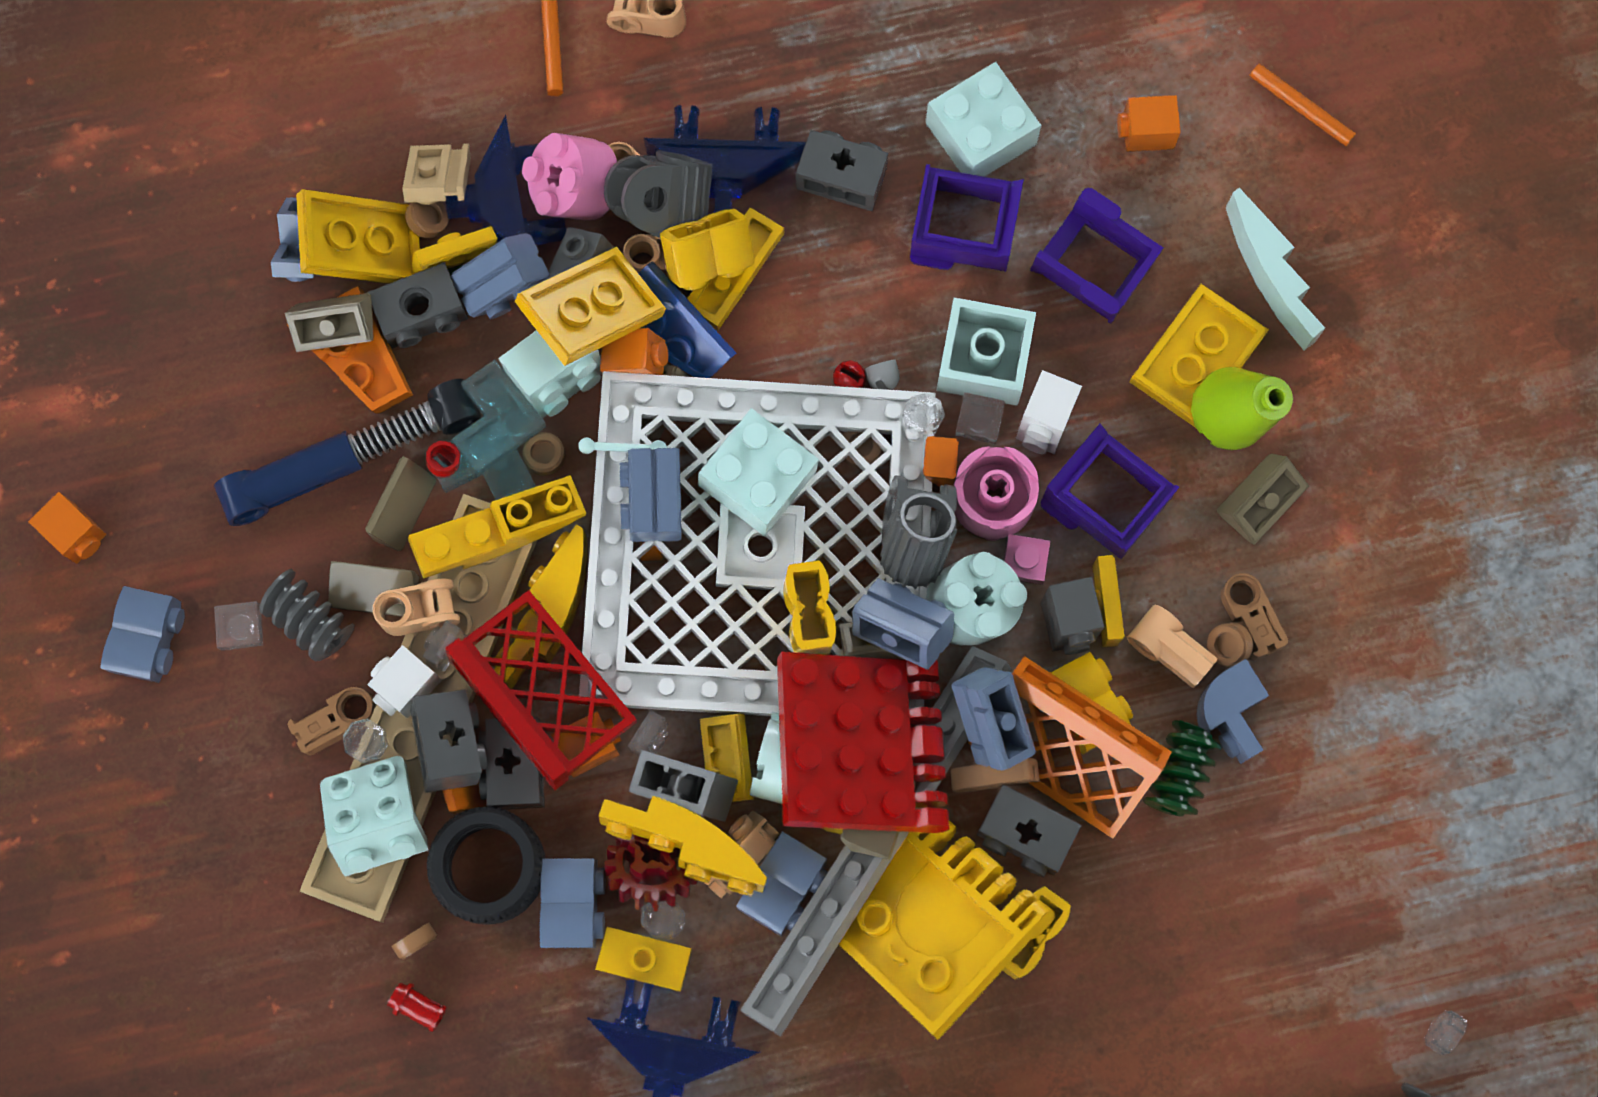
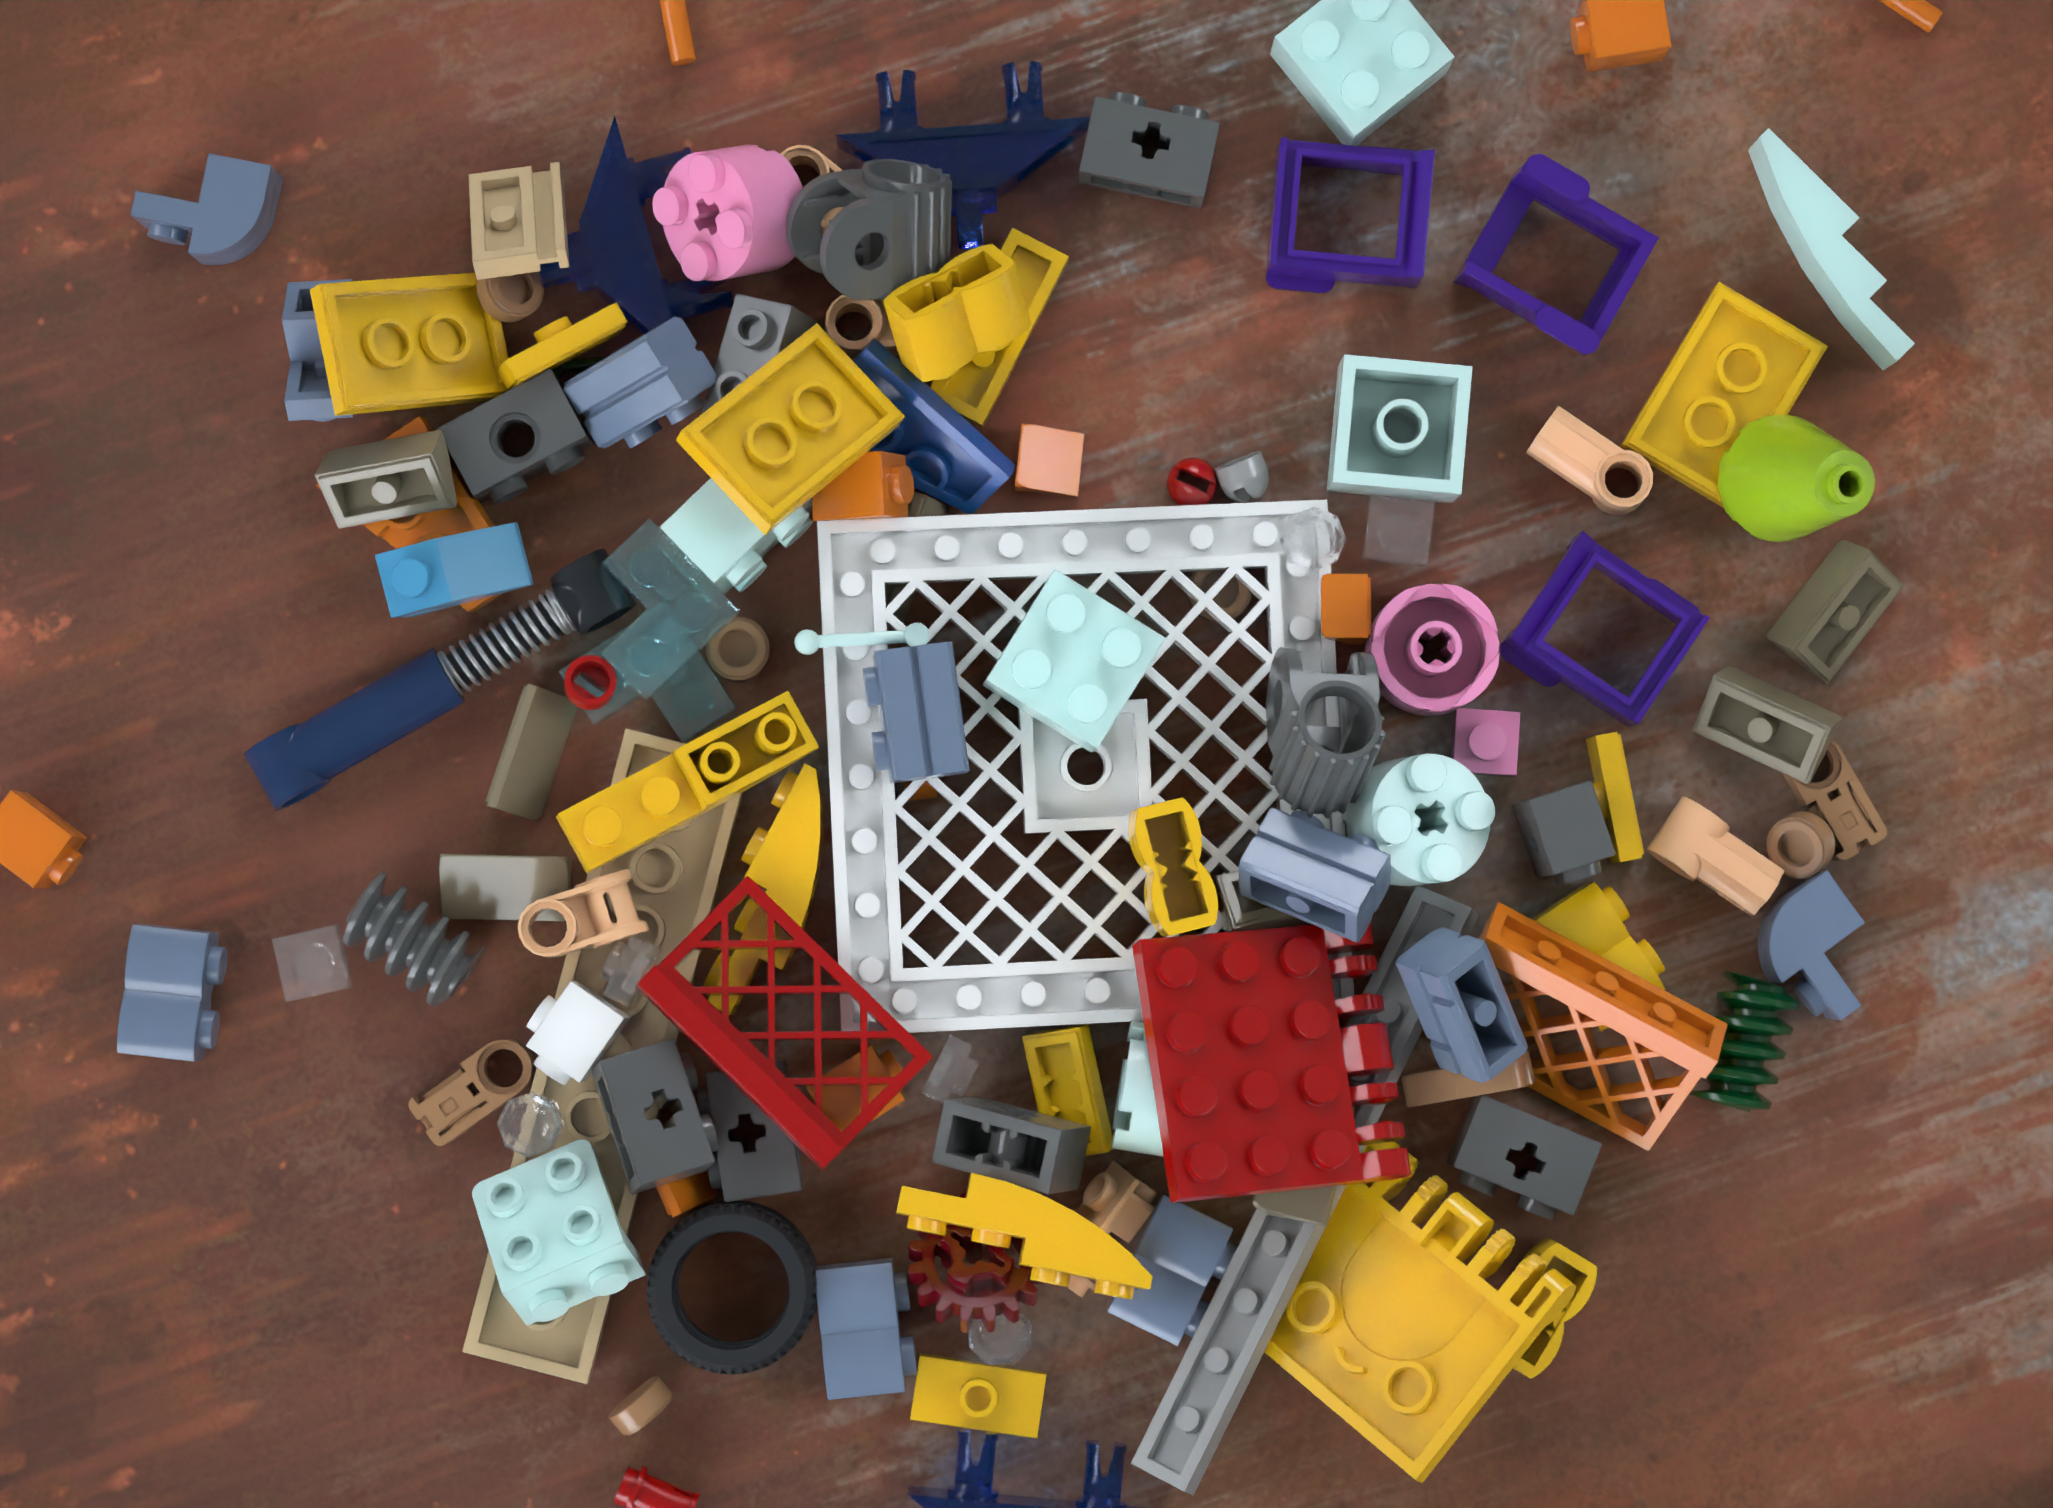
camera: 10 degrees left, 10 degrees up
(254, 158) = (231, 215): none -> sand blue brick
(363, 380) = (453, 570): none -> dark azure slope
(757, 354) = (1049, 461): none -> slope
(1047, 413) = (1502, 521): white brick -> none
(1106, 384) = (1584, 459): none -> light nougat piece
(1212, 563) = (1766, 723): none -> dark tan slope

